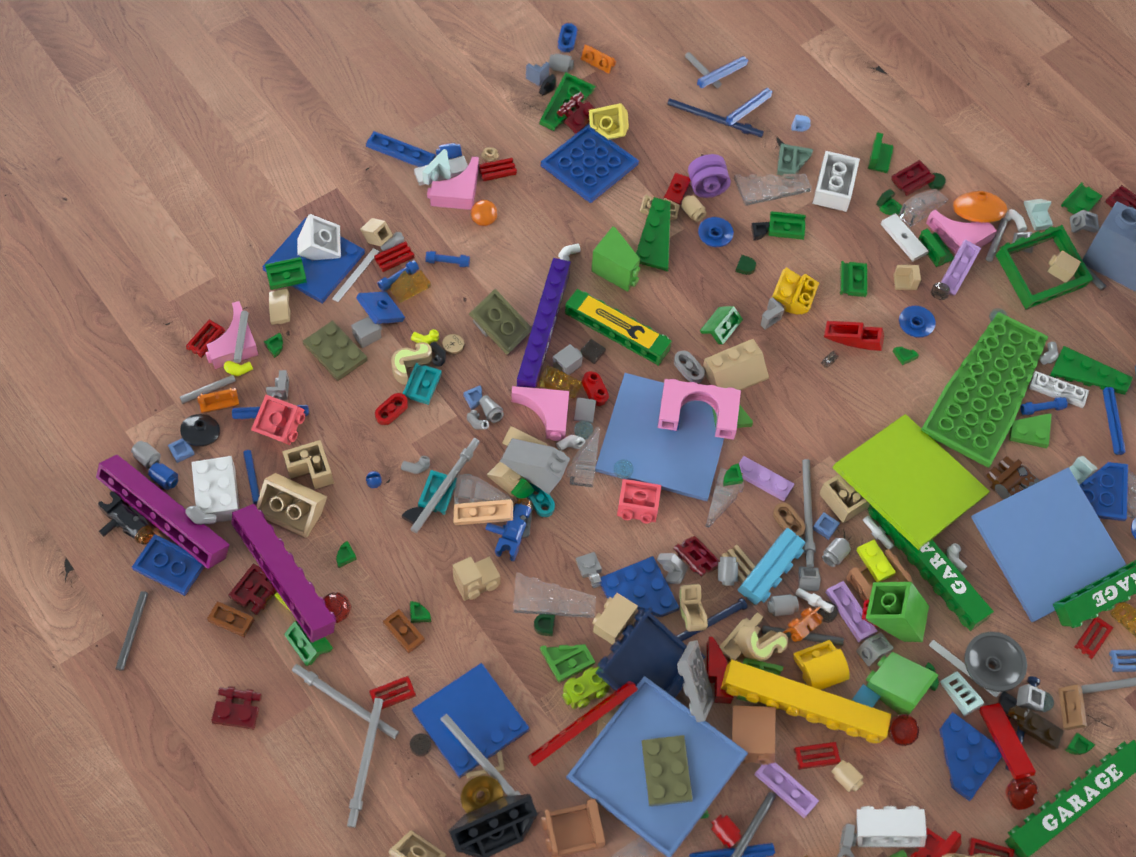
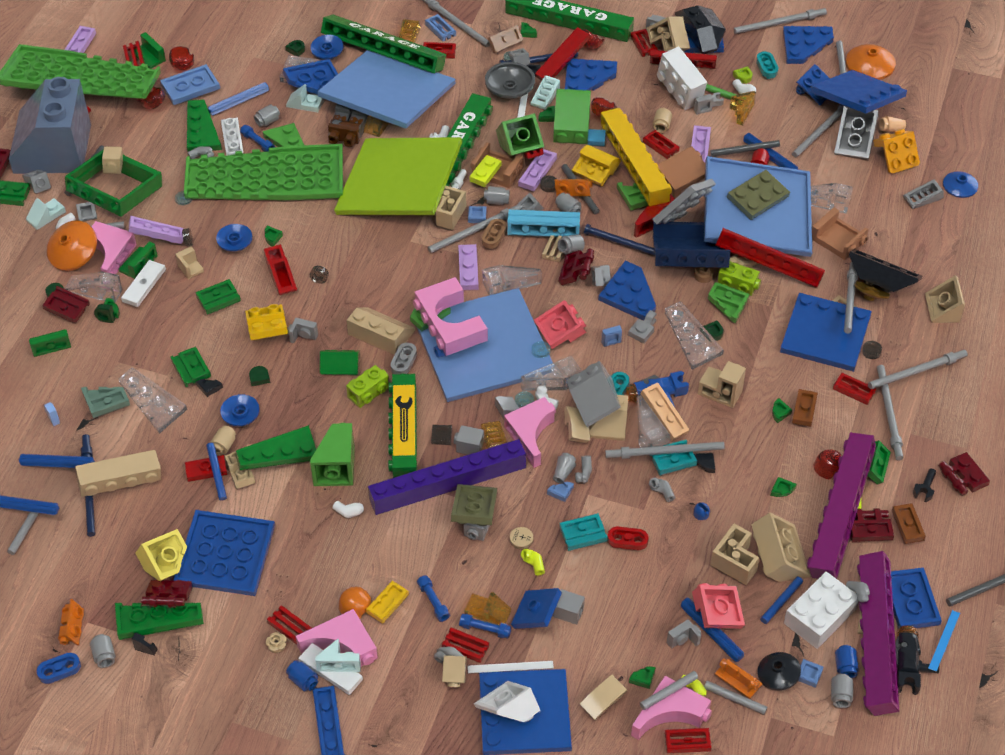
camera: 120 degrees left, 10 degrees down
(118, 559) = (944, 640): none -> dark azure sticker
(252, 666) = (925, 487): none -> black bar
(285, 273) = (566, 711): green plate -> none
(335, 350) = (607, 624): olive plate -> none
(407, 358) = (570, 558): tan animal -> none
(440, 354) = (543, 538): black arm -> none
(467, 230) = (387, 602): none -> yellow plate
(522, 489) = (624, 390): green tile -> none
(536, 73) = (132, 663): sand blue panel -> none
(593, 385) = (479, 410): red plate -> none
(597, 531) = (611, 336): none -> medium blue tile
(615, 618) = (676, 276): tan brick -> none
(667, 189) = (216, 471): none -> blue bar
(677, 325) = (367, 386): none -> lime brick
(691, 608) = (624, 246): tan animal -> none
(707, 128) = (118, 473): none -> tan brick
(709, 176) = (180, 438): medium lavender wheel -> none
(730, 646) = (614, 216): tan hinge -> none
(733, 476) = (491, 271): green tile -> none
(762, 647) = (612, 196): tan animal -> none
(814, 600) = (548, 190): white bar -> none
(836, 181) = (113, 350): white brick -> none
(874, 648) = (556, 144): light grey bracket -> none
(1037, 726) = (536, 48): dark brown hinge -> none
(1071, 427) = (266, 115): none -> light grey brick

